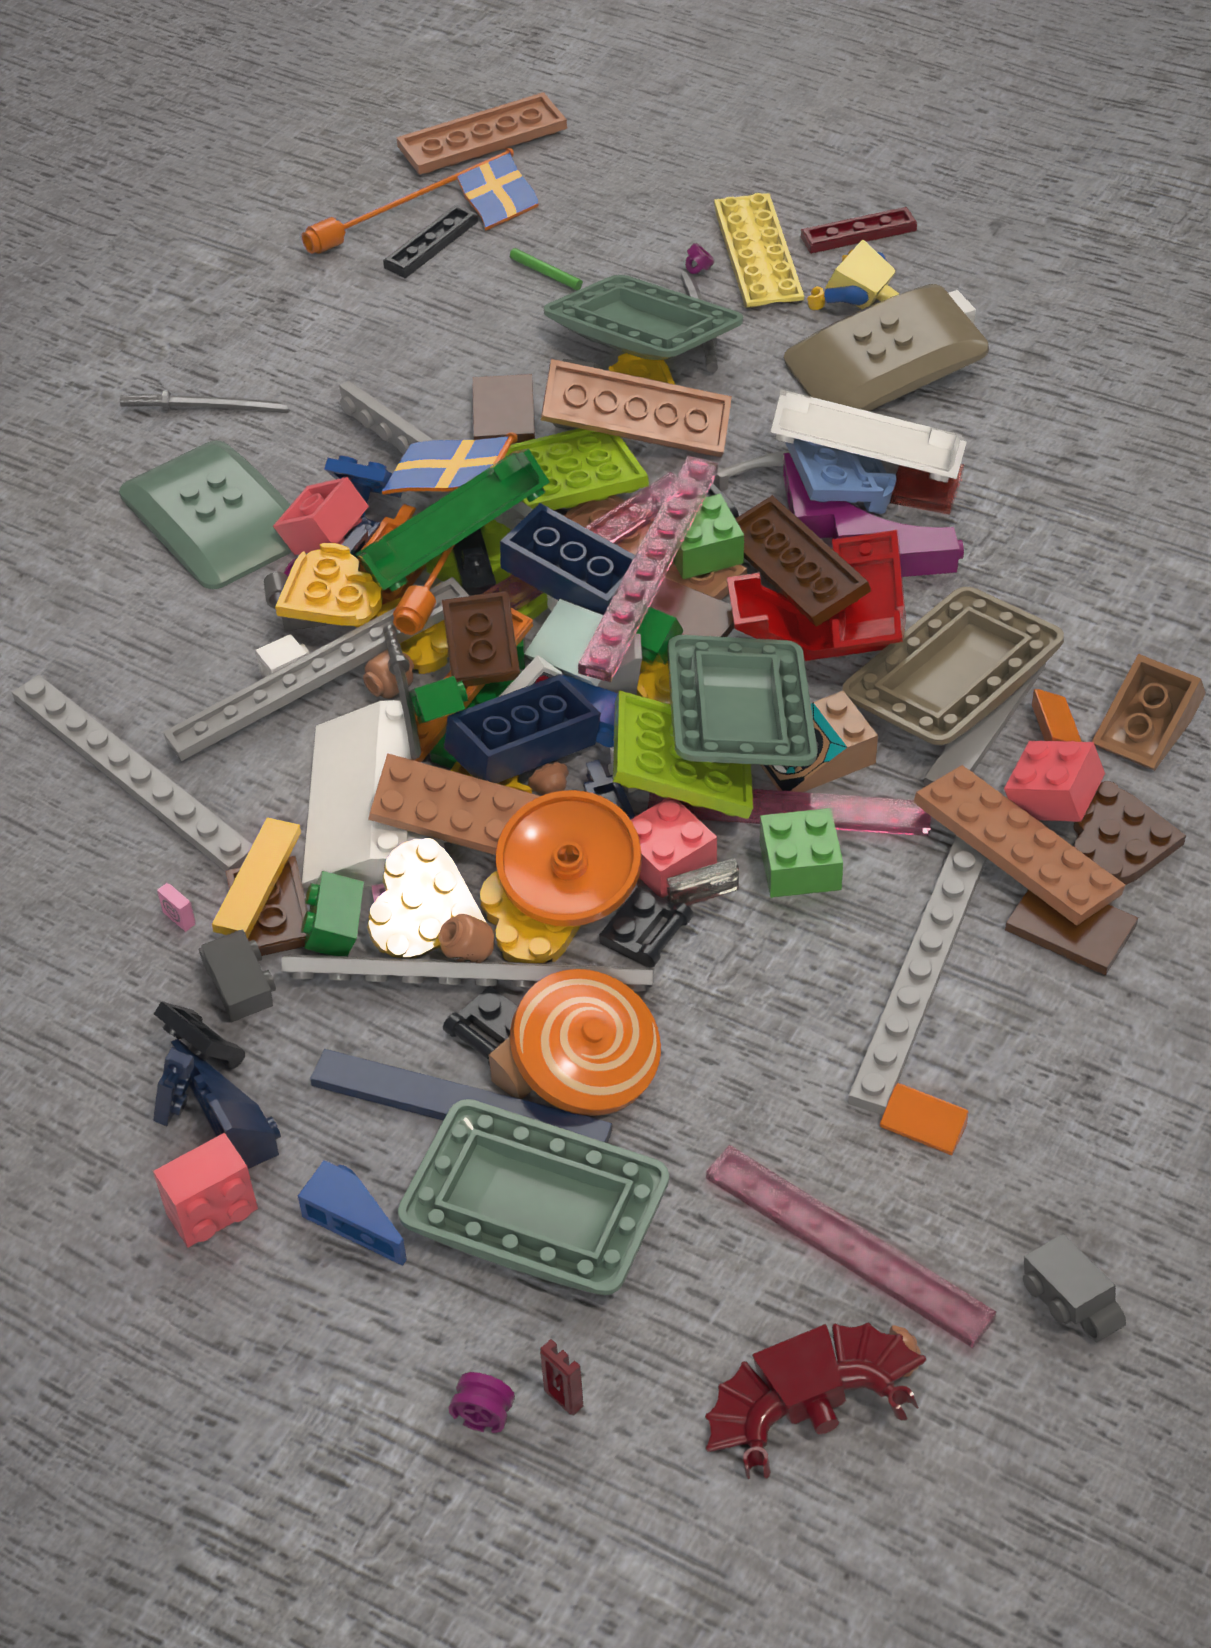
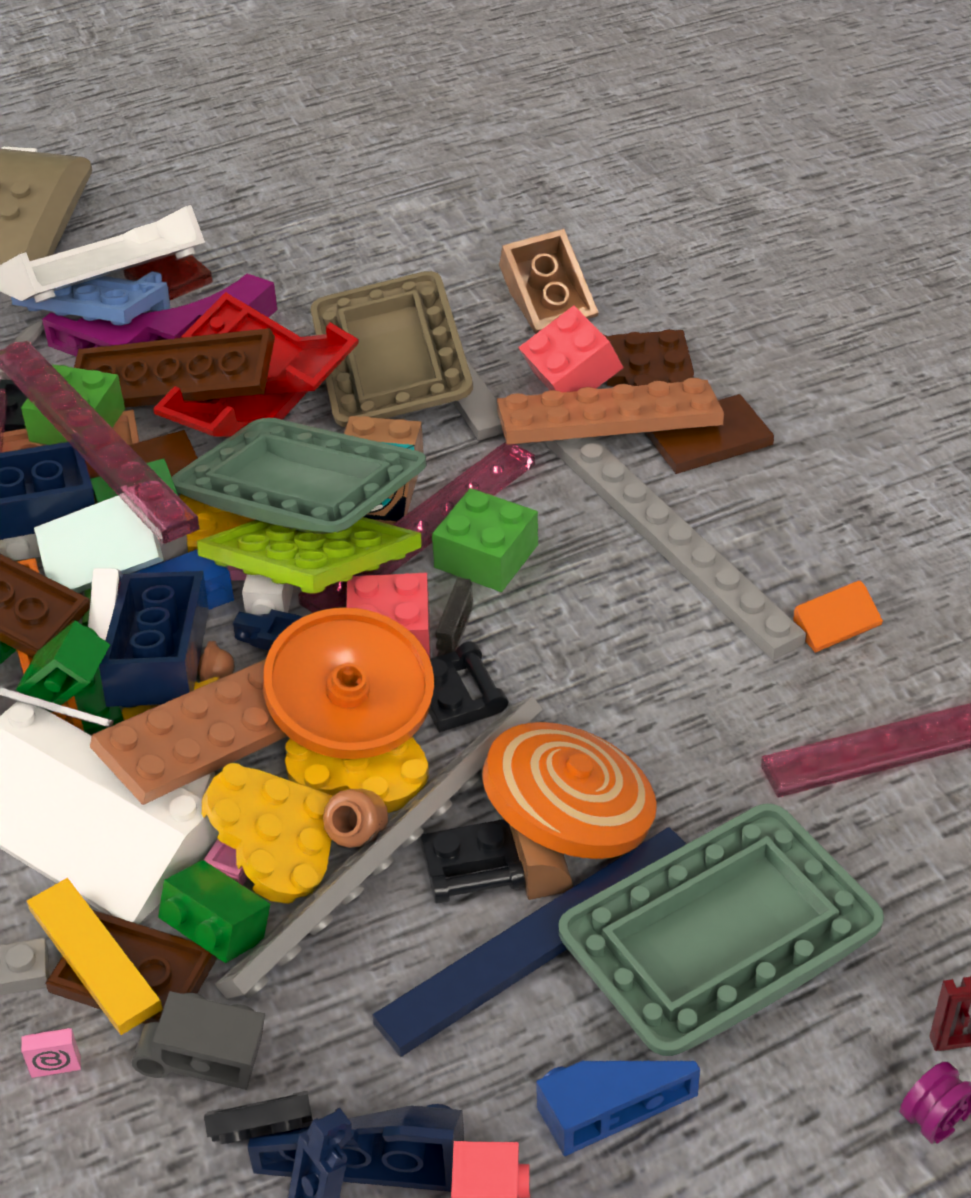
camera: 55 degrees left, 5 degrees down
(1054, 717) = (493, 337): orange slope -> none

